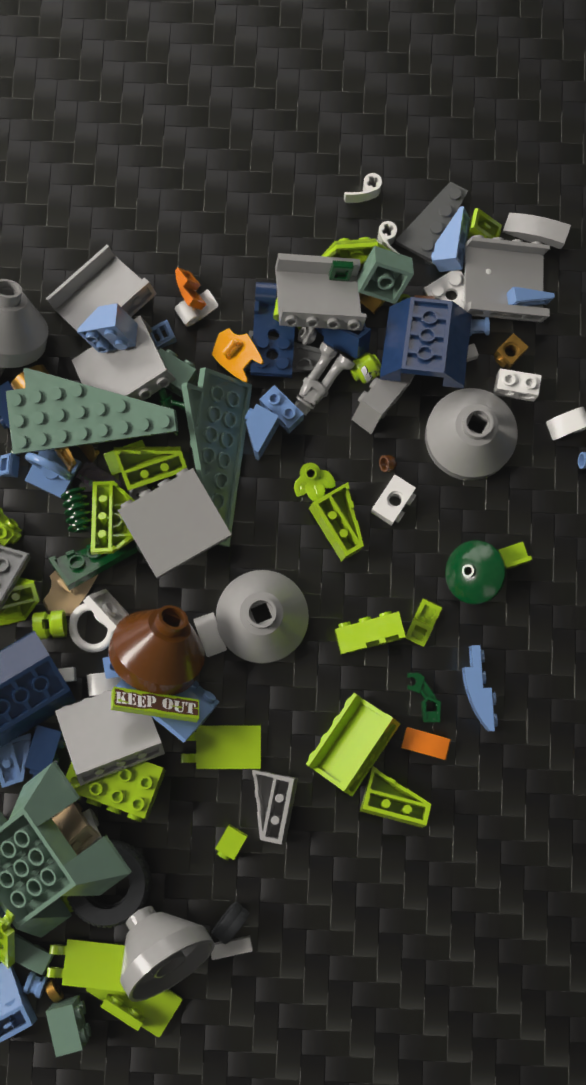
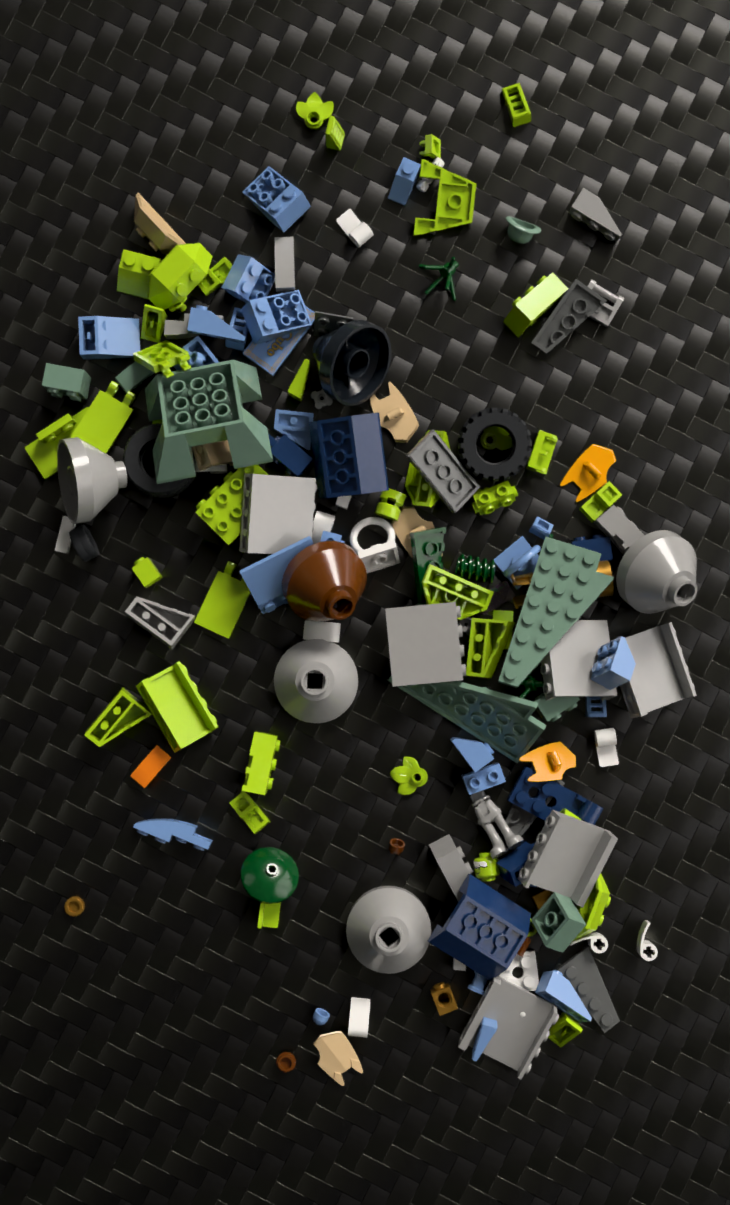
camera: 115 degrees right, 5 degrees up
(35, 985) = (110, 369): medium blue wheel -> none
(54, 991) = (98, 381): pearl gold tile -> none
(154, 704) = (279, 561): tile -> none
(188, 286) = (628, 748): orange slope -> none
(307, 335) = (536, 828): light grey plate -> none
(338, 521) = (364, 781): lime wedge -> none
(341, 270) = (579, 885): dark green tile -> none
(396, 488) = (372, 842): white brick -> none
(422, 687) = (198, 783): dark green piece -> none
(517, 384) = (412, 990): white brick -> none
(537, 229) = (541, 1075): light grey slope -> none

